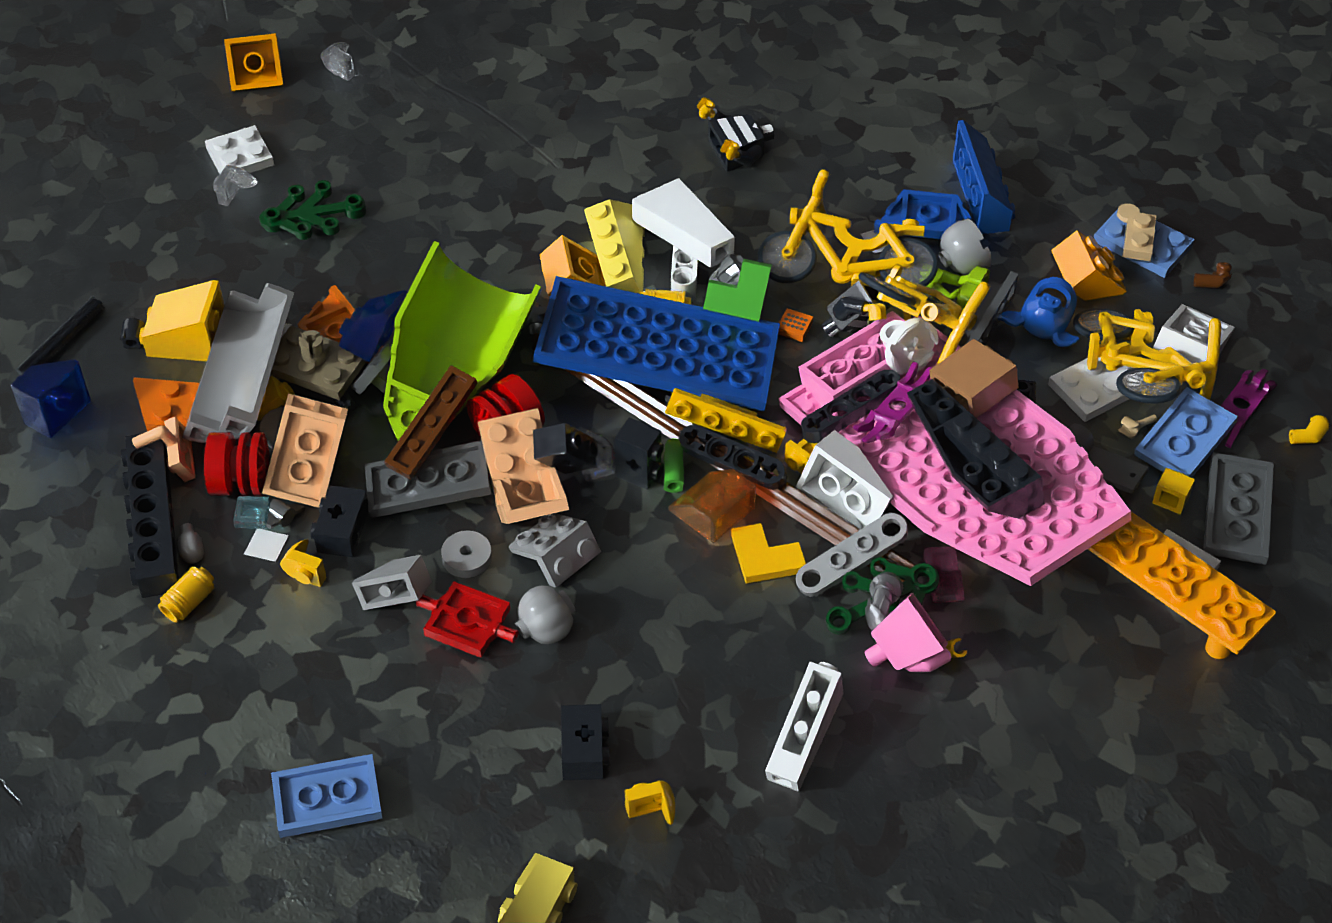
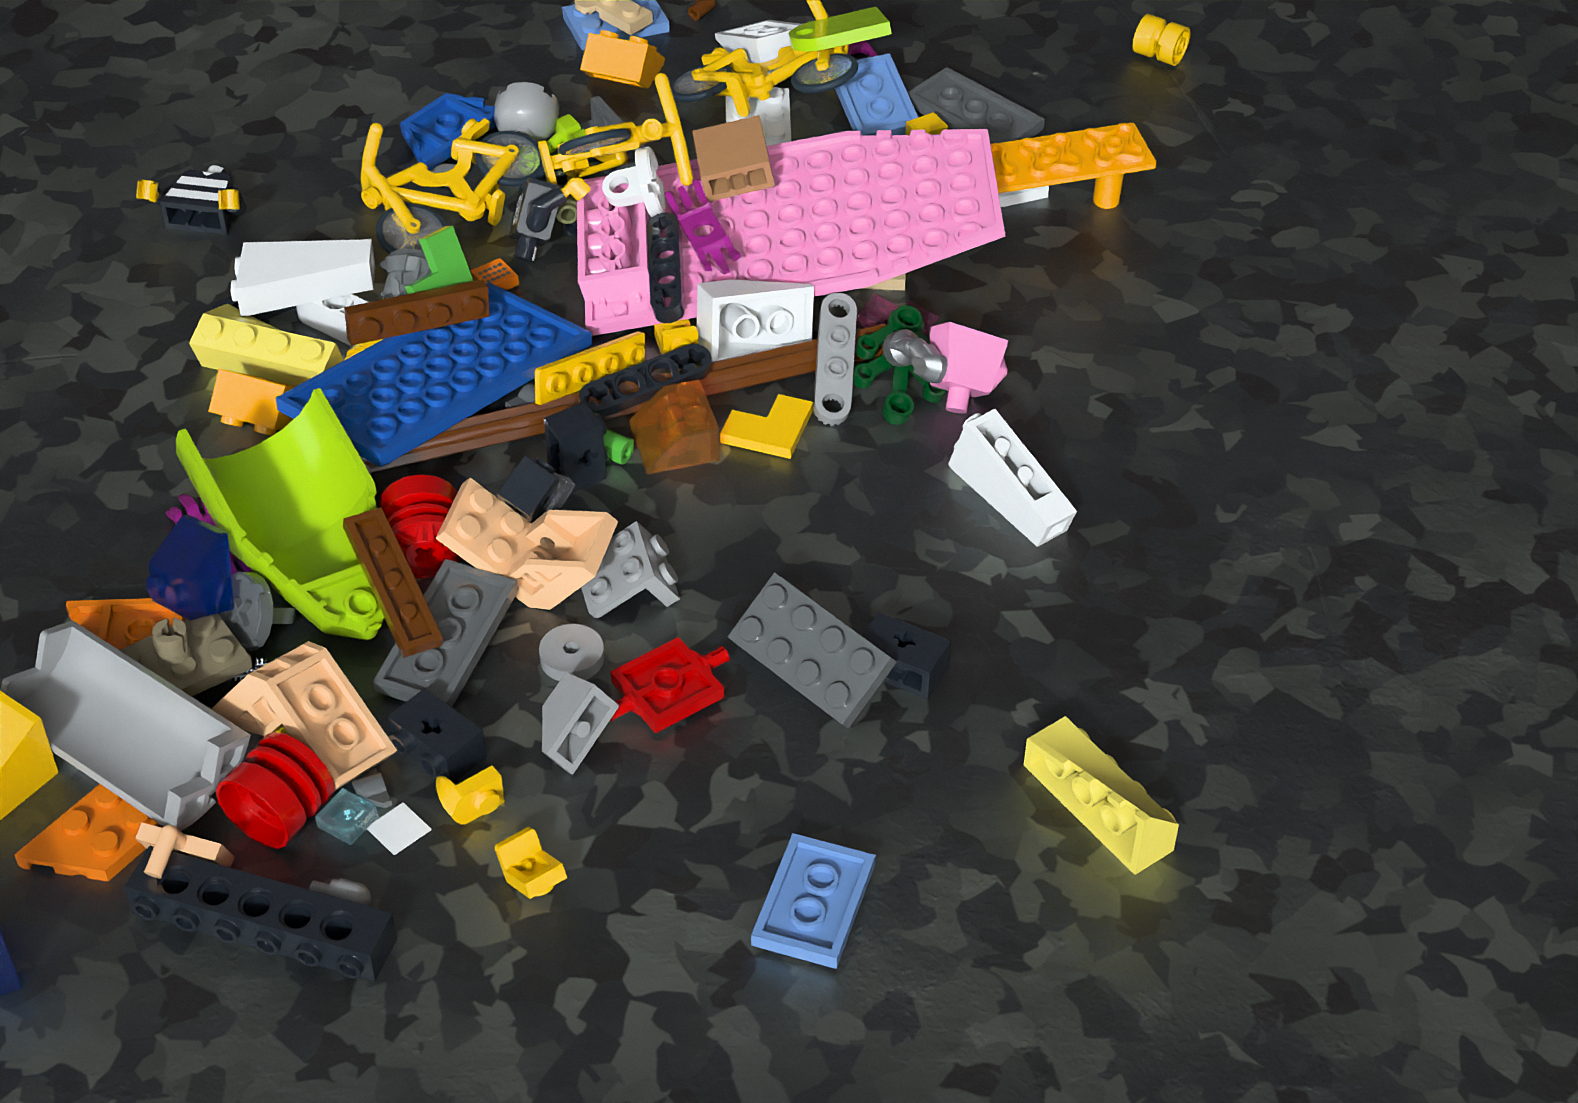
camera: 60 degrees left, 5 degrees down
(186, 594) = (419, 925): yellow head -> none
(265, 624) = (527, 865): none -> yellow bracket
(544, 684) = (812, 650): none -> dark grey plate
(545, 615) = (713, 615): light grey plant -> none
(649, 798) = (1015, 625): yellow plate -> none
(696, 300) = (416, 312): none -> reddish brown plate
(976, 455) = (825, 190): black wedge -> none
(981, 181) = (441, 67): blue slope -> none
(1045, 315) = (648, 105): blue piece -> none
(1131, 427) = (827, 126): tan hand -> none
(1201, 367) = (839, 30): none -> lime tile
(1313, 433) = (927, 35): yellow arm -> none

